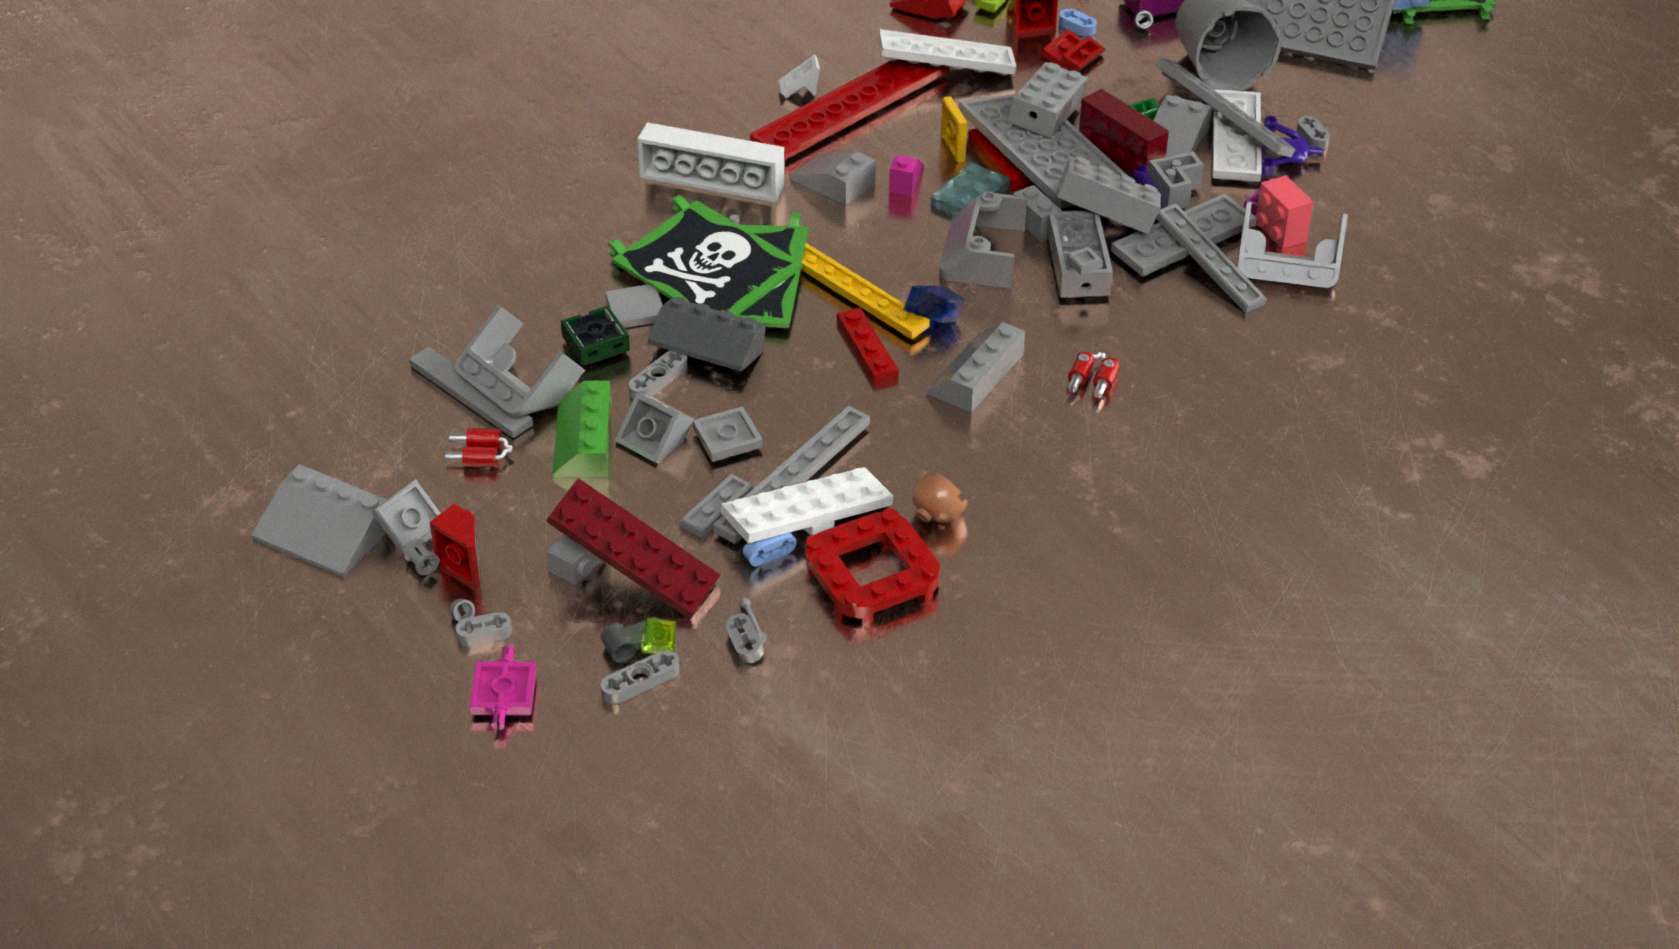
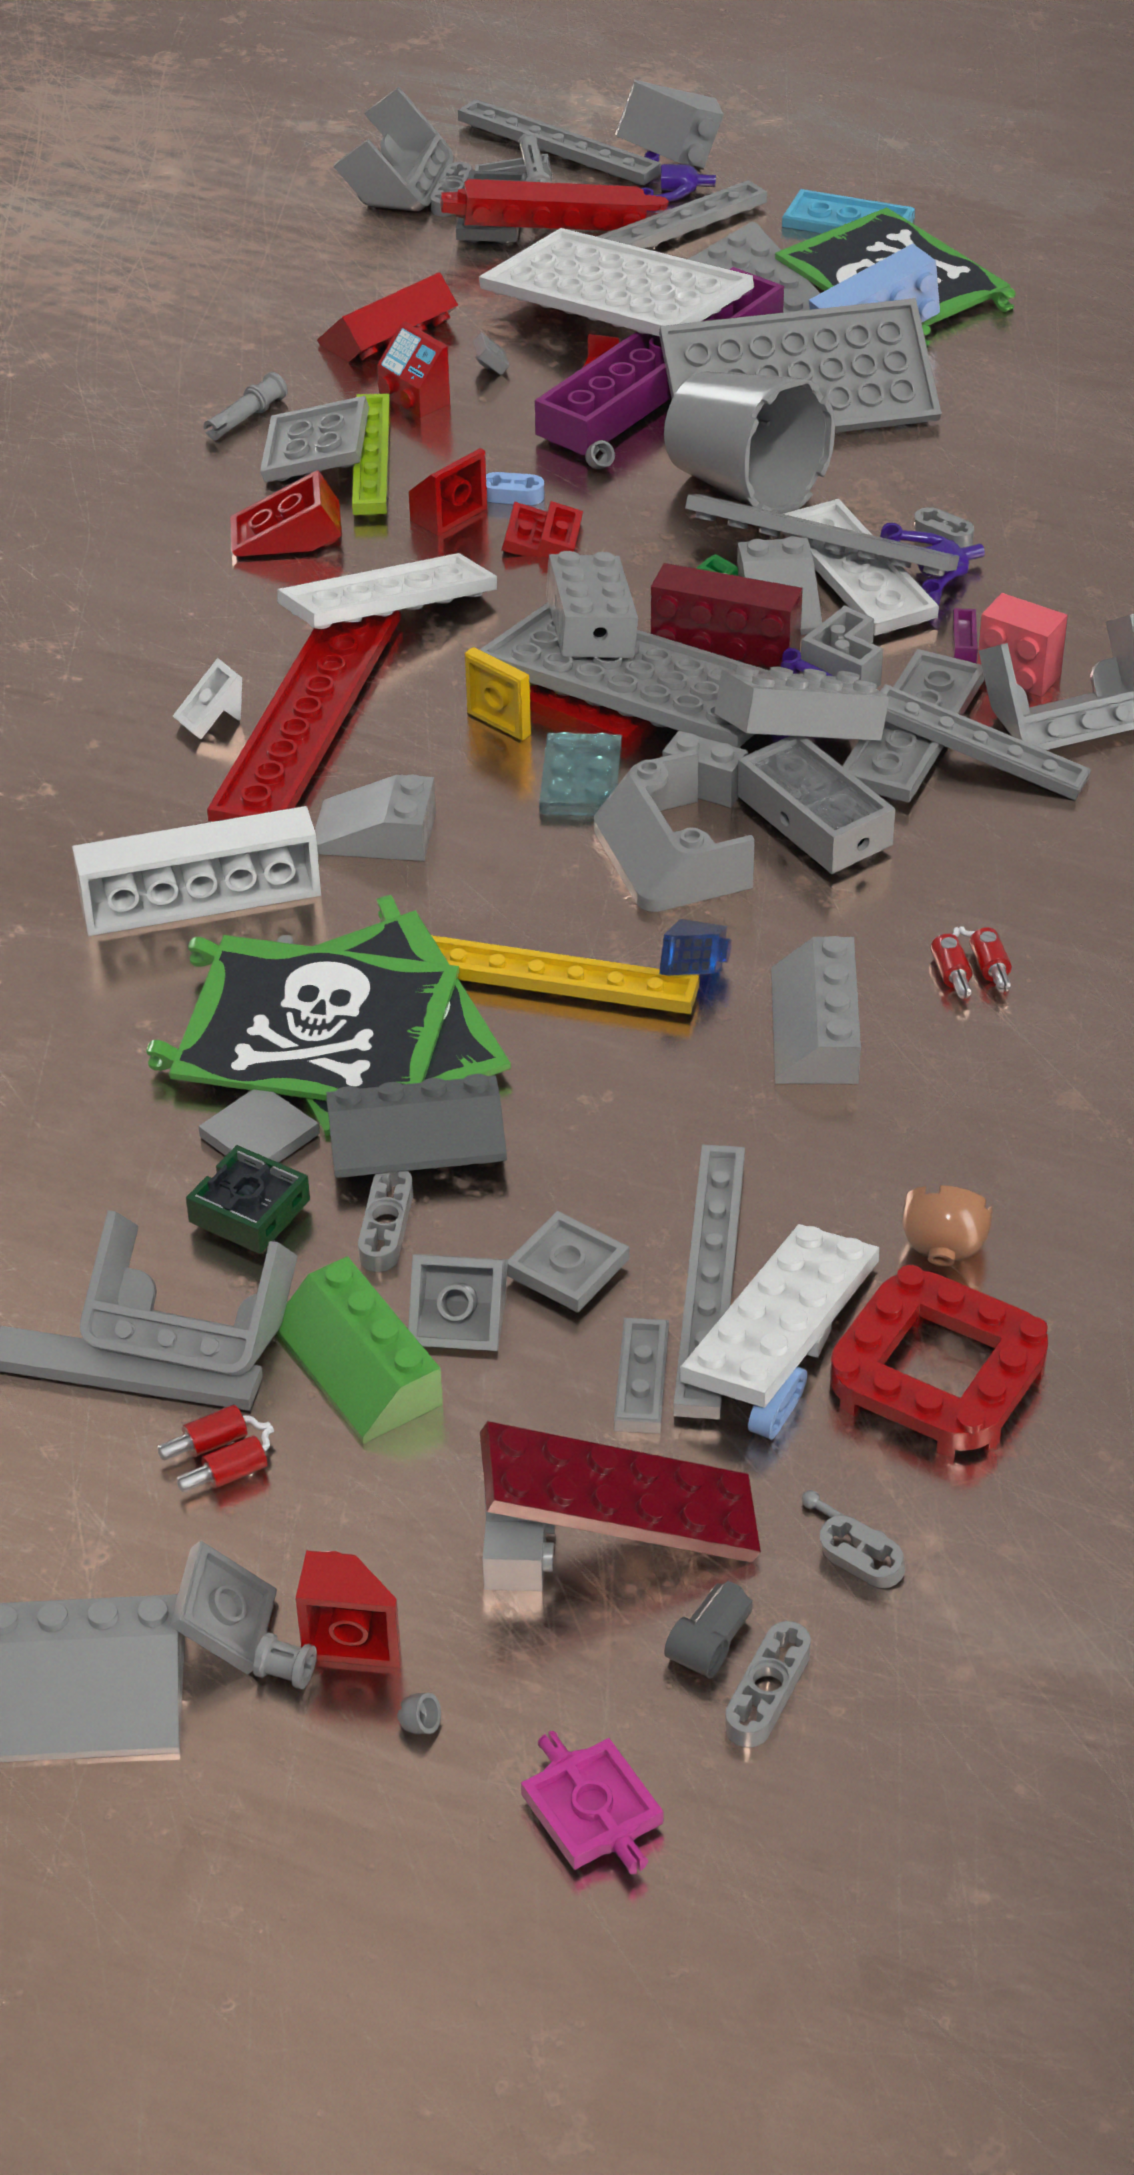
camera: 30 degrees left, 0 degrees up
(483, 629) = (472, 1722): light grey beam -> none
(658, 636) = (754, 1608): clear neon green slope -> none
(867, 345) = (638, 1048): red plate -> none
(904, 175) = (477, 785): dark pink slope -> none
(1084, 260) = (850, 807): light grey tile -> none

